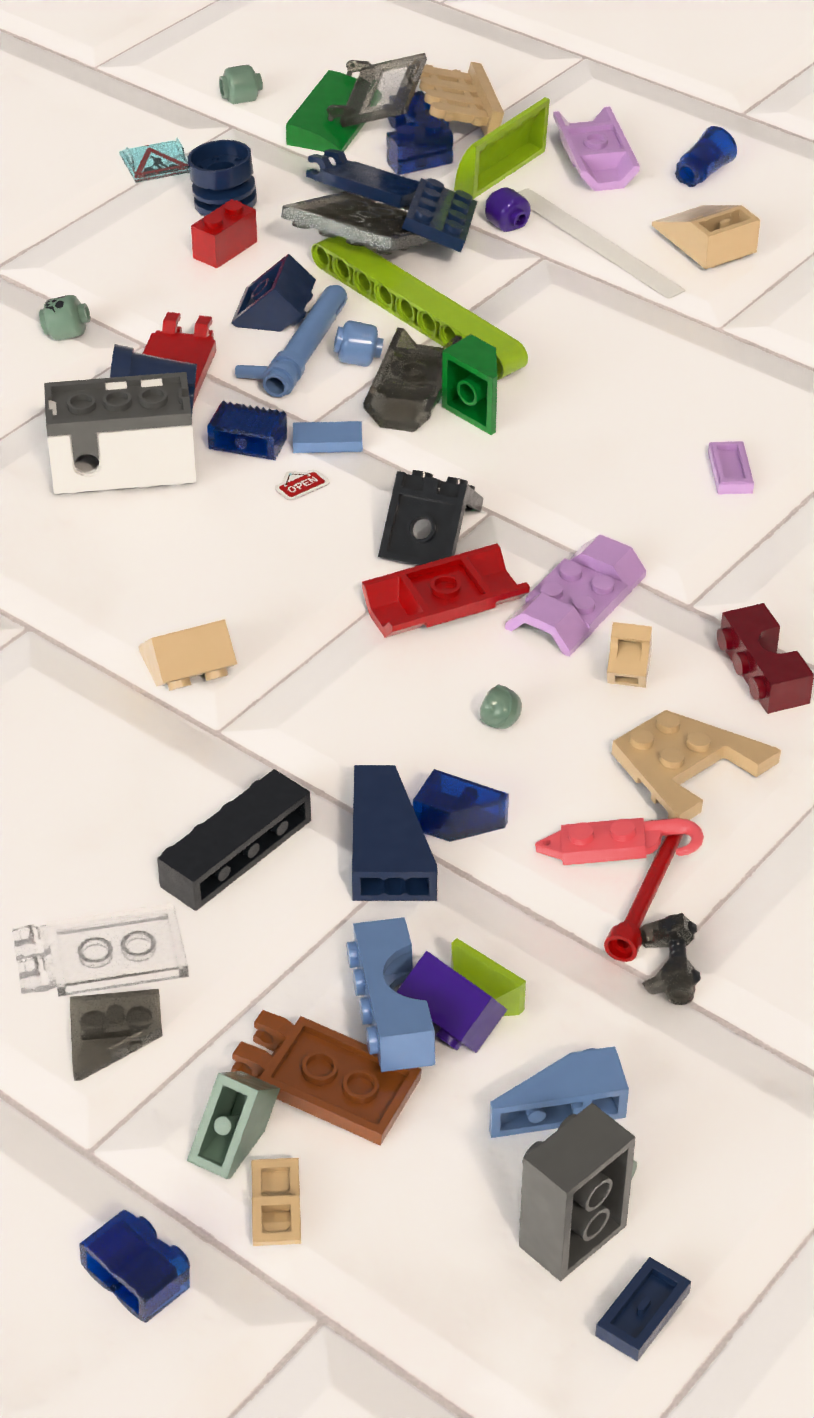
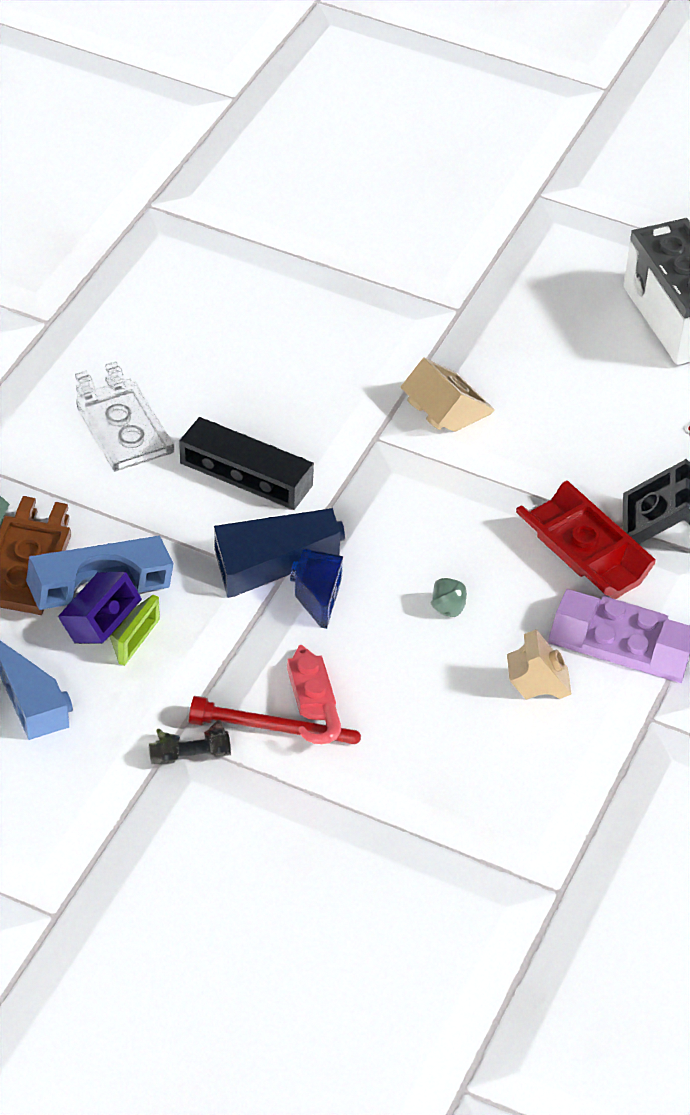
camera: 75 degrees right, 5 degrees up
(112, 1027) = (44, 435): clear smoke wing -> none
(676, 748) = (433, 717): tan wing -> none
(773, 678) = (601, 755): dark red arch -> none

